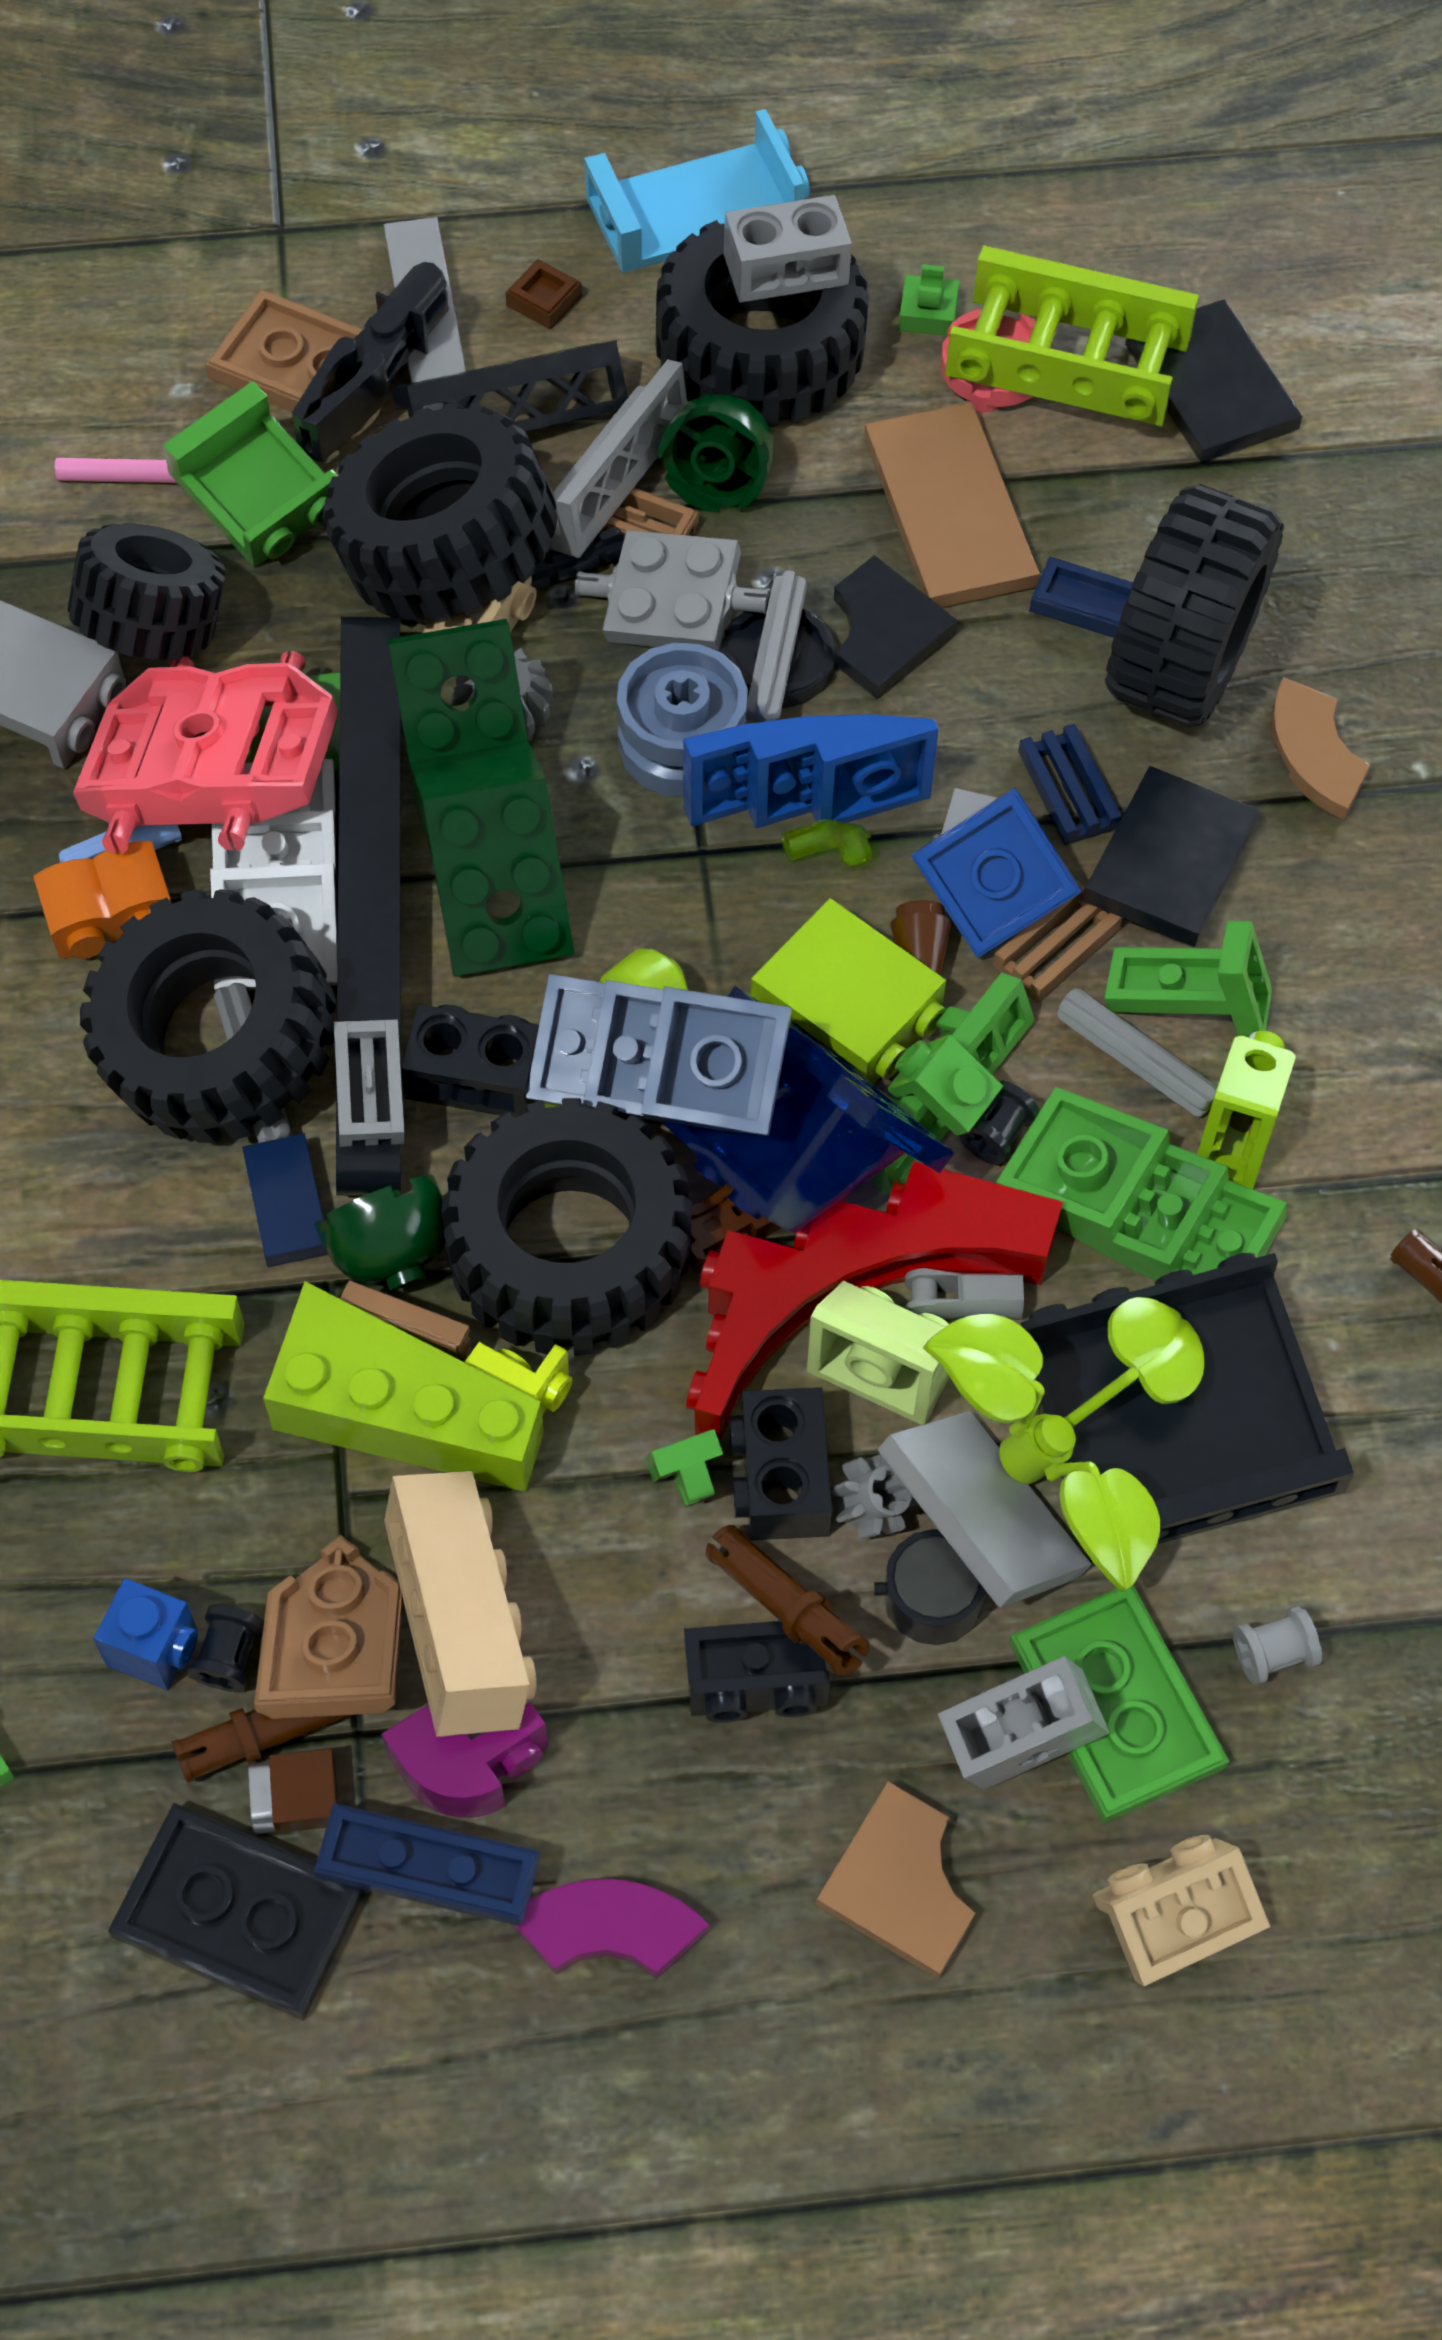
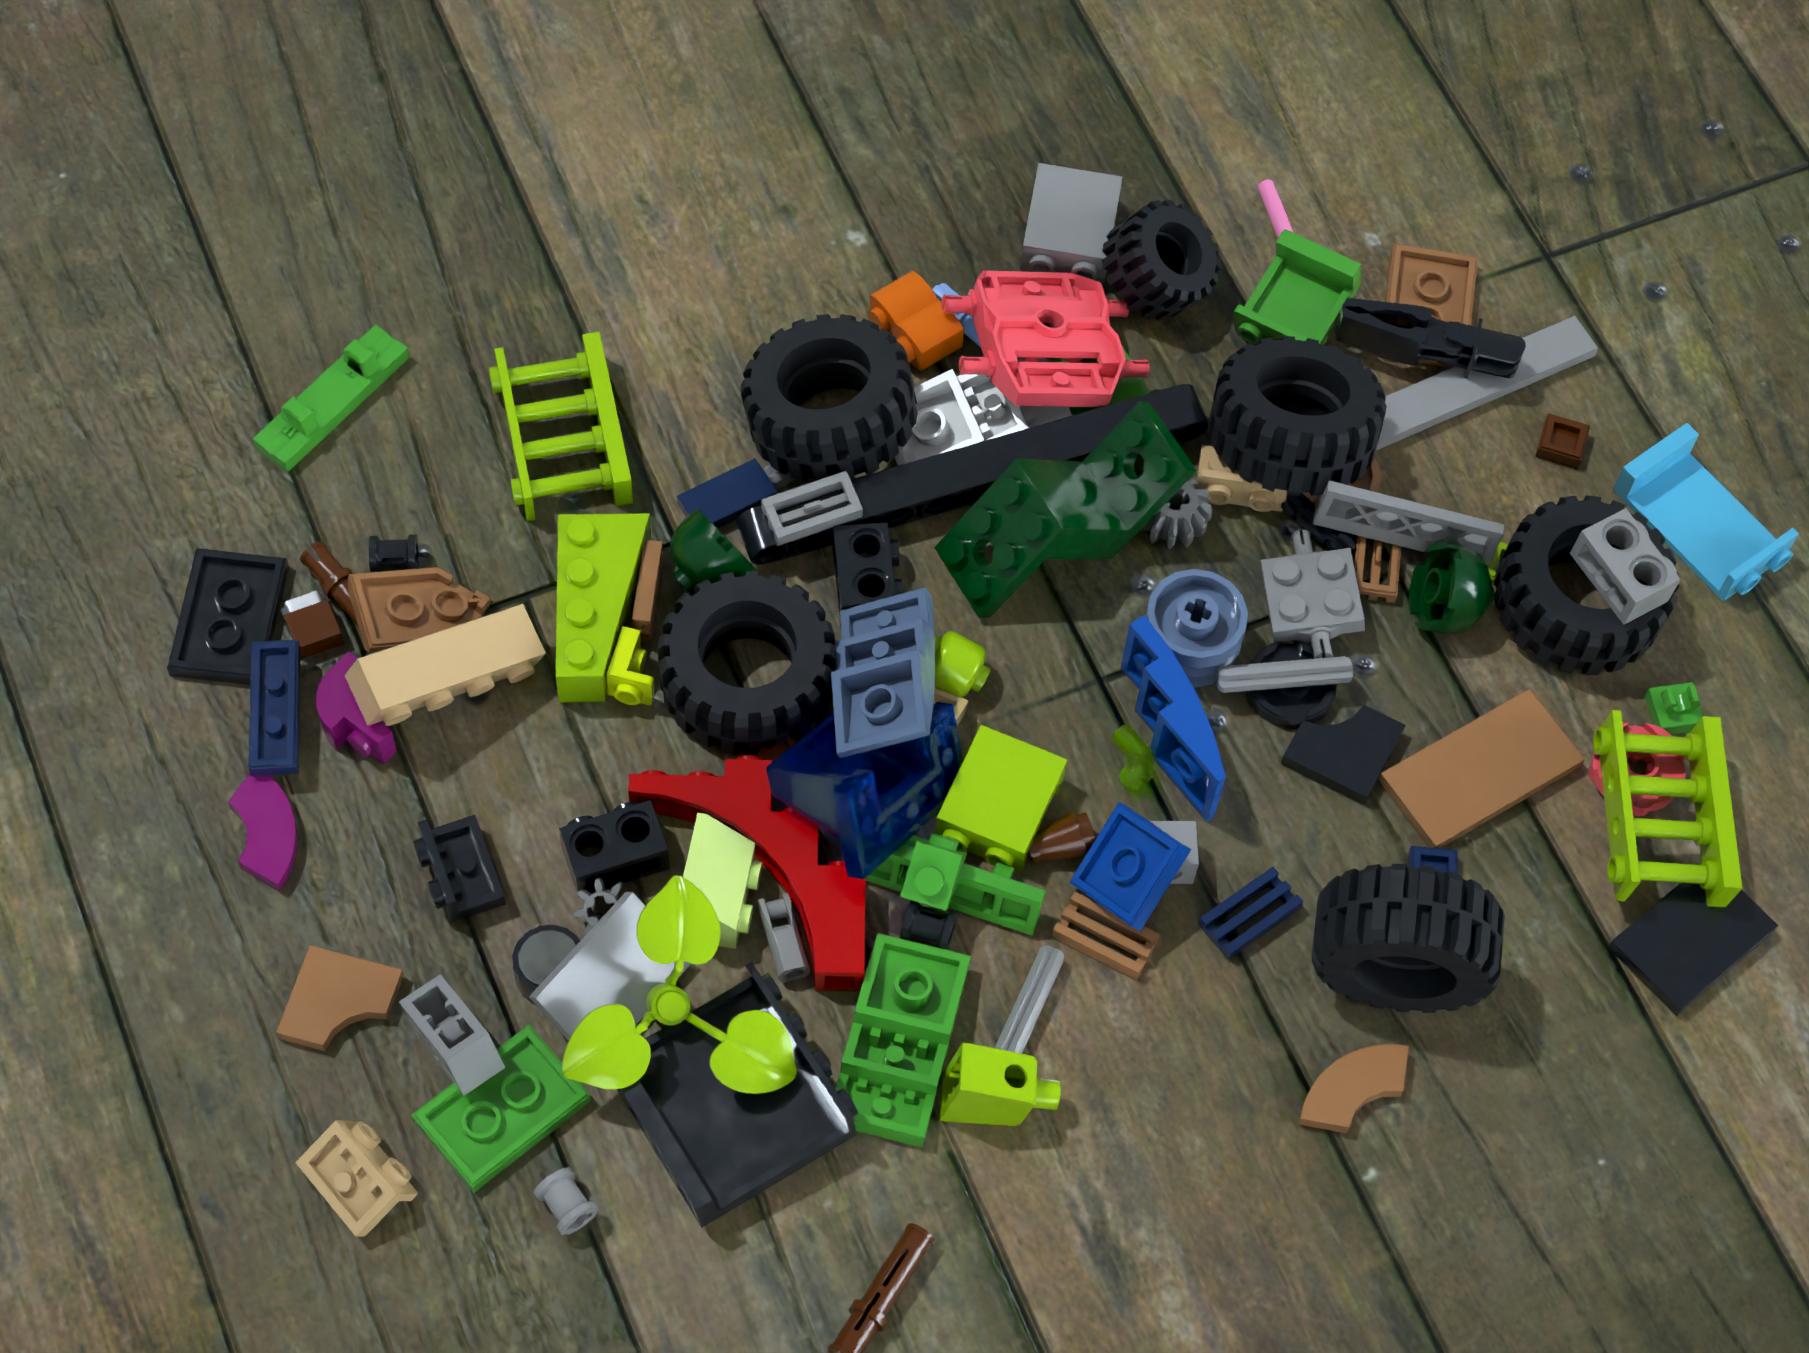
camera: 70 degrees right, 0 degrees up
(146, 1634) = (388, 505): blue brick -> none
(526, 372) = (1460, 434): black fence -> none
(686, 1464) = (594, 787): bright green tile -> none
(804, 1614) = (496, 879): reddish brown pin -> none
(1171, 856) = (1207, 996): black tile -> none
(1195, 980) = (1092, 1036): bright green bracket -> none

